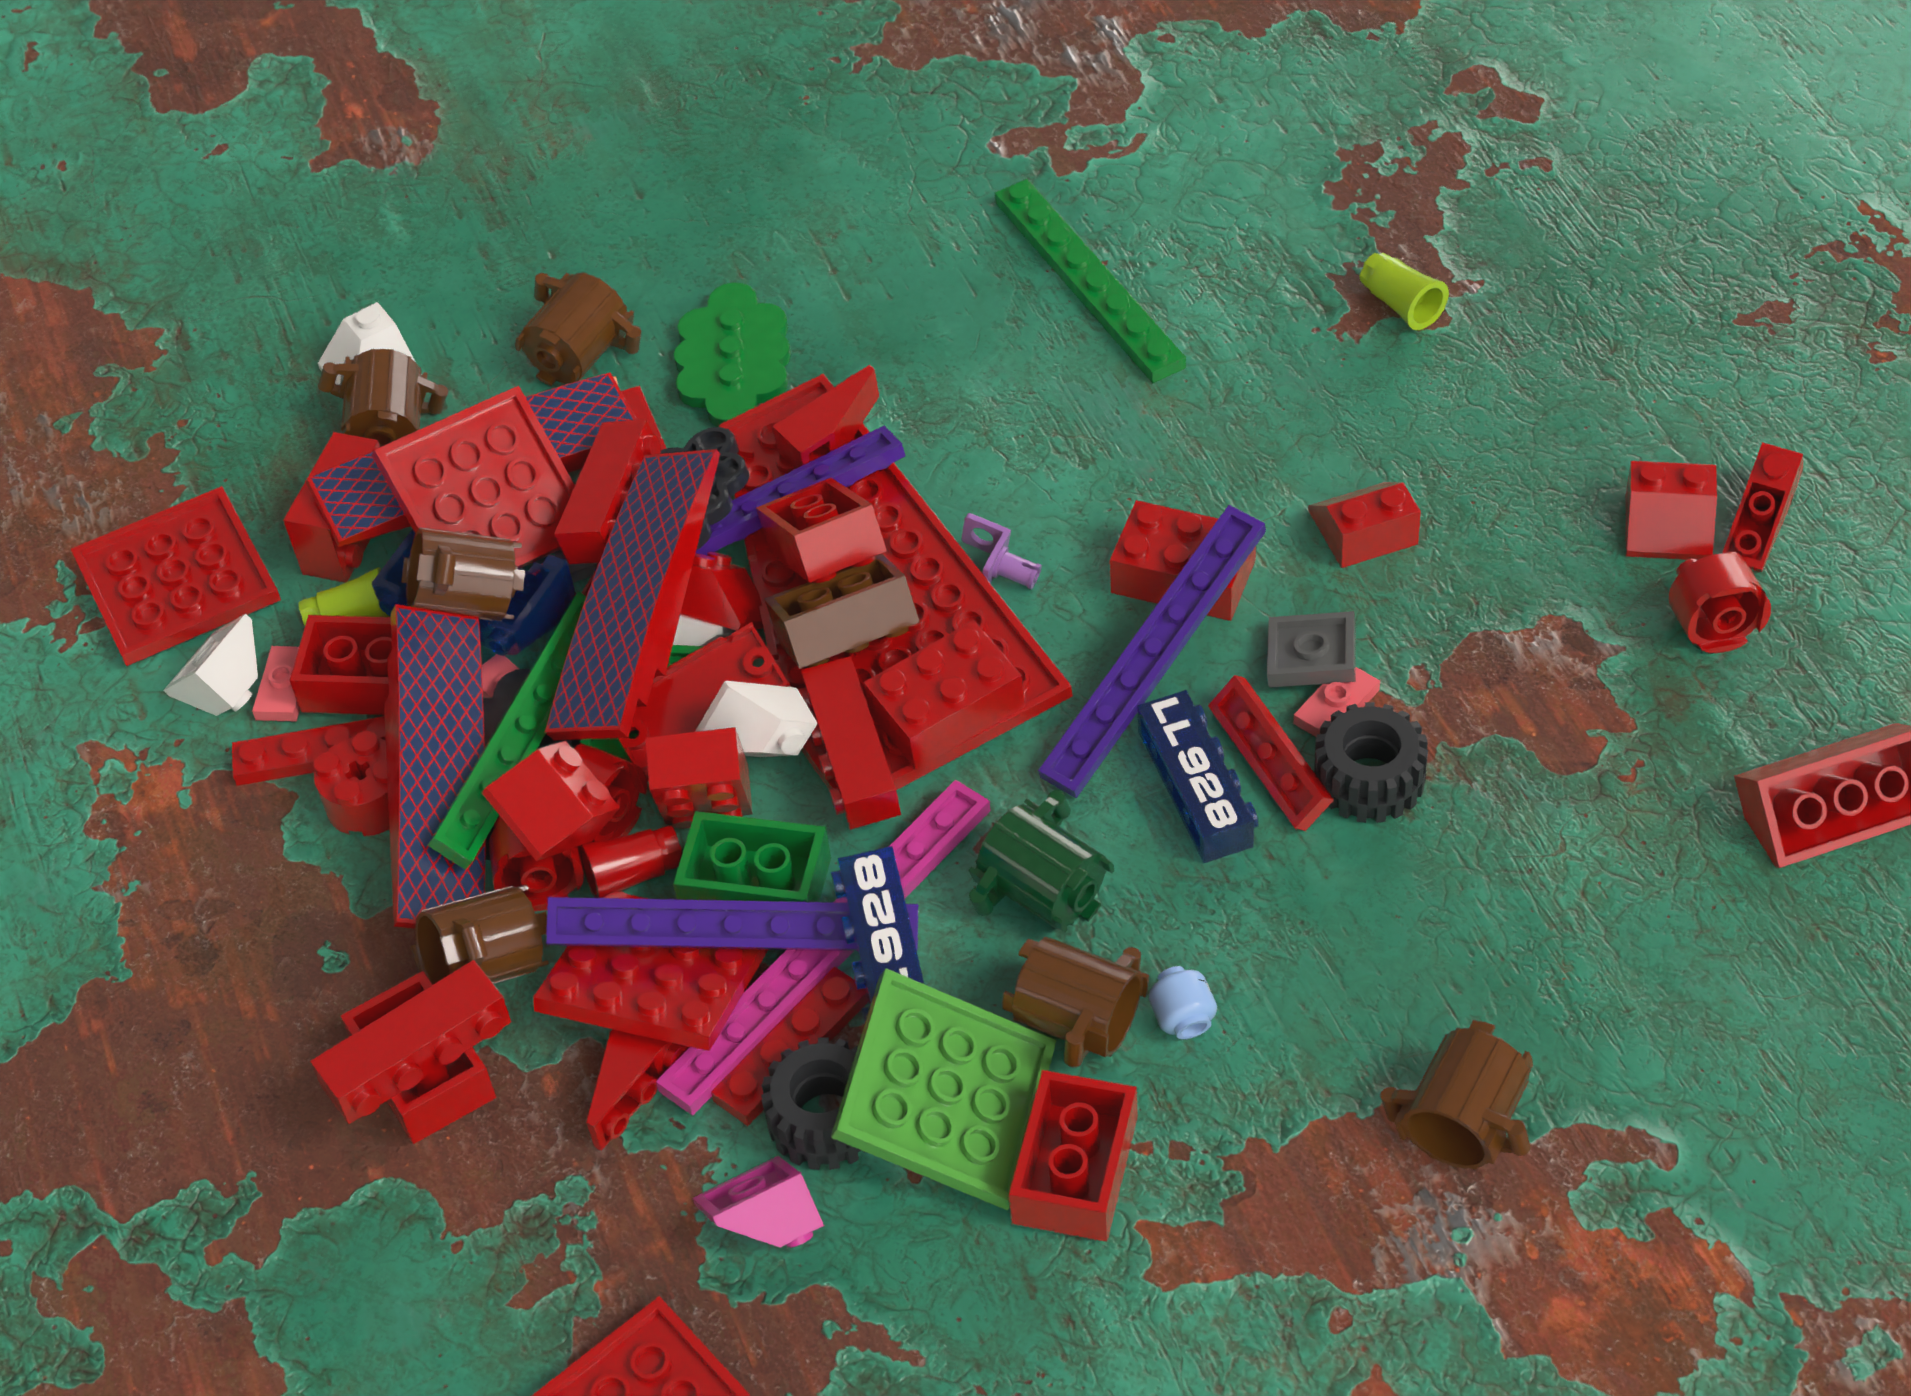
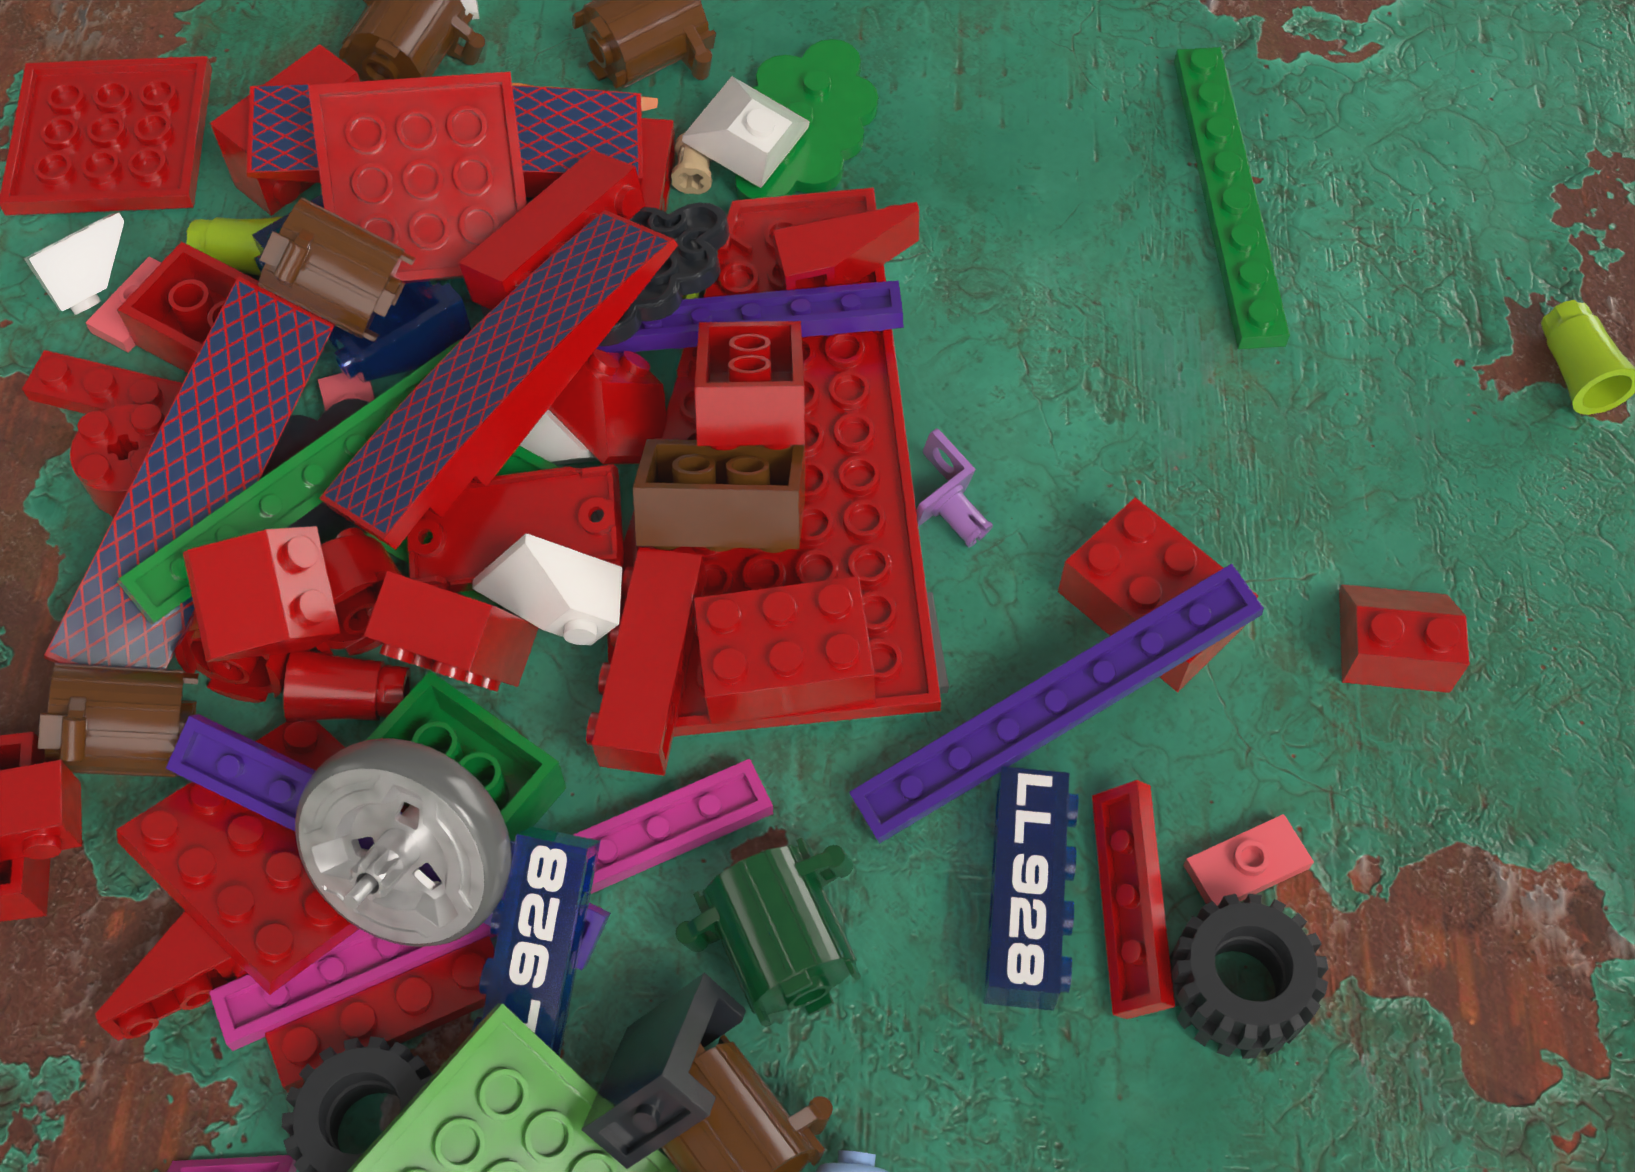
camera: 20 degrees right, 10 degrees up
(669, 412) = (692, 170): none -> tan bush
(700, 372) = (745, 131): none -> white slope
(798, 876) = (447, 825): none -> flat silver wheel
(1015, 970) = (648, 1085): none -> black panel
(1311, 649) = (1251, 781): dark grey tile -> none

